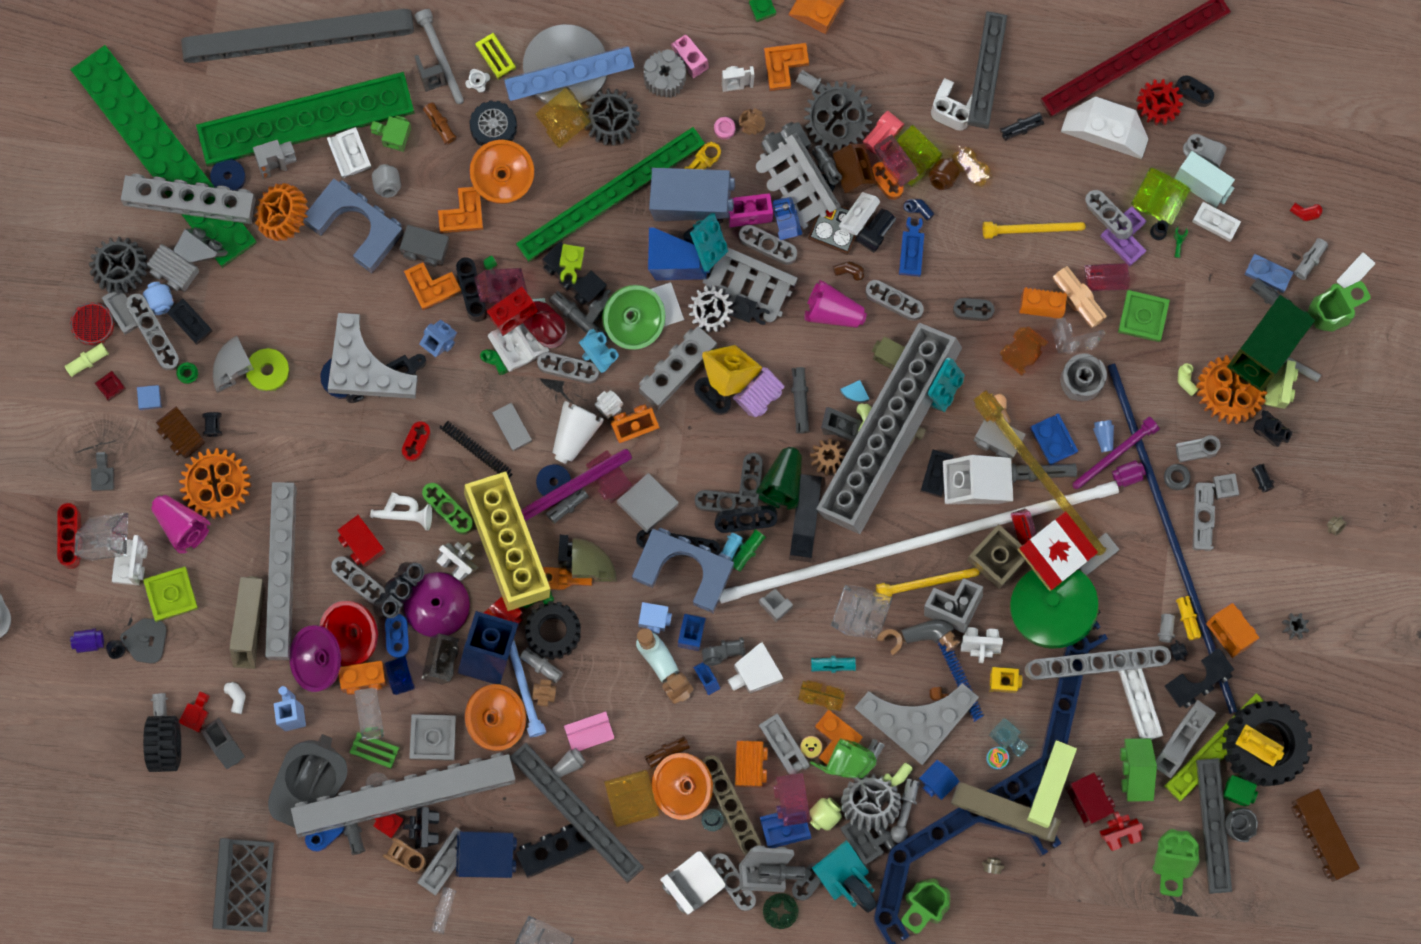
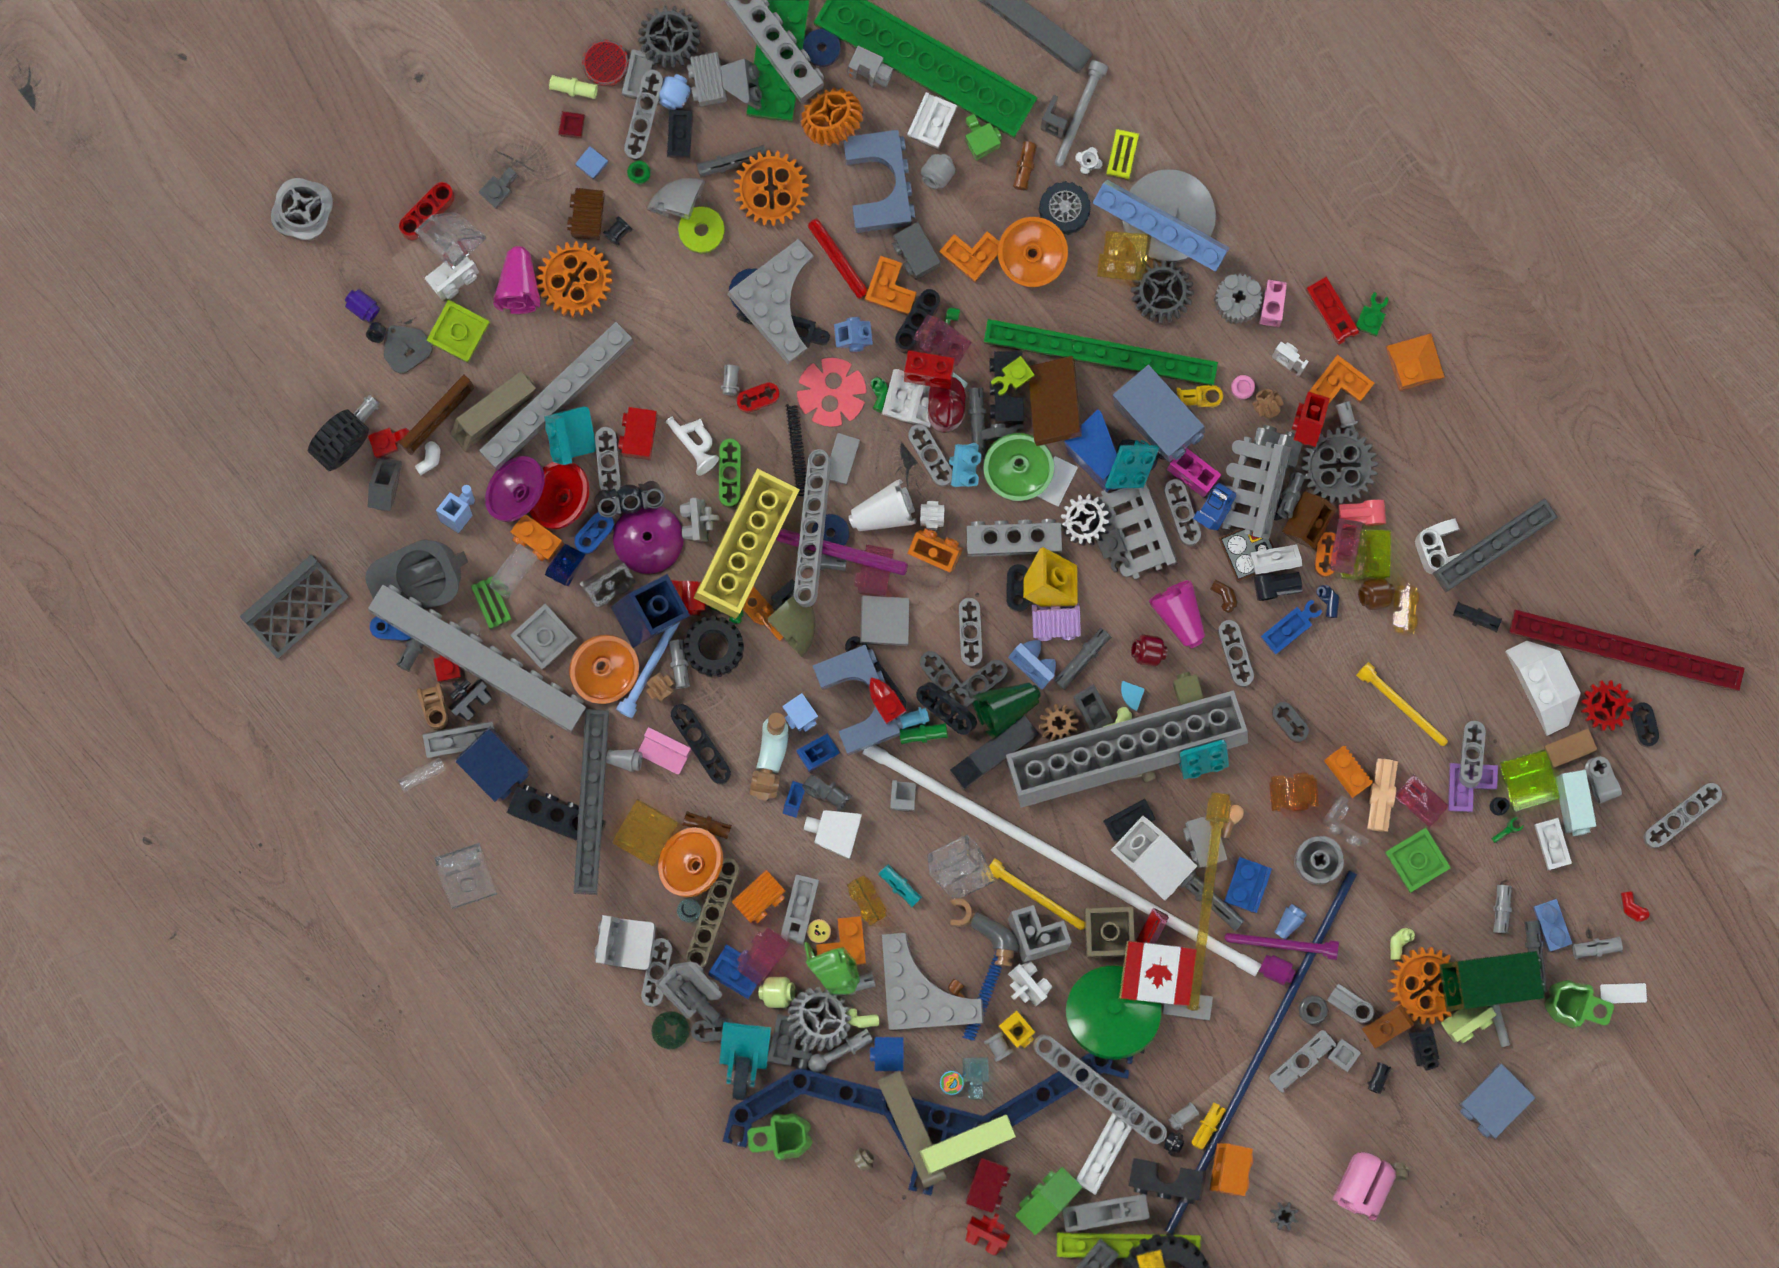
camera: 50 degrees right, 5 degrees up
(213, 672) = (437, 415): none -> reddish brown tile
(243, 304) = (730, 161): none -> dark grey pin
(273, 311) = (792, 186): none -> orange gear
(316, 586) = (570, 434): none -> teal bracket
(377, 300) = (837, 258): none -> red axle
(386, 447) = (730, 380): none -> light grey pin
(442, 393) = (847, 403): none -> coral piece
(549, 492) = (815, 538): none -> light grey beam
(609, 700) = (699, 745): none -> black beam
(615, 251) = (1054, 401): none -> reddish brown tile
(703, 551) = (885, 700): none -> red plate
(710, 464) = (963, 615): none -> light grey beam
(731, 24) = (1332, 310): none -> red plate
(765, 437) = (1025, 658): none -> medium blue tile
(790, 103) = (1310, 418): none -> red brick
(837, 352) = (1148, 650): none -> dark red head
(1004, 703) = (998, 1046): none -> light grey bush
(1164, 150) = (1570, 748): none -> medium nougat tile
(1228, 294) = (1502, 909): none -> light grey pin
(1235, 439) = (1388, 1026): none -> dark orange plate
(1276, 124) = (1681, 813): none -> light grey beam
(1326, 553) = (1365, 1185): none -> bright pink cylinder
(1351, 418) = (1496, 1102): none -> sand blue panel

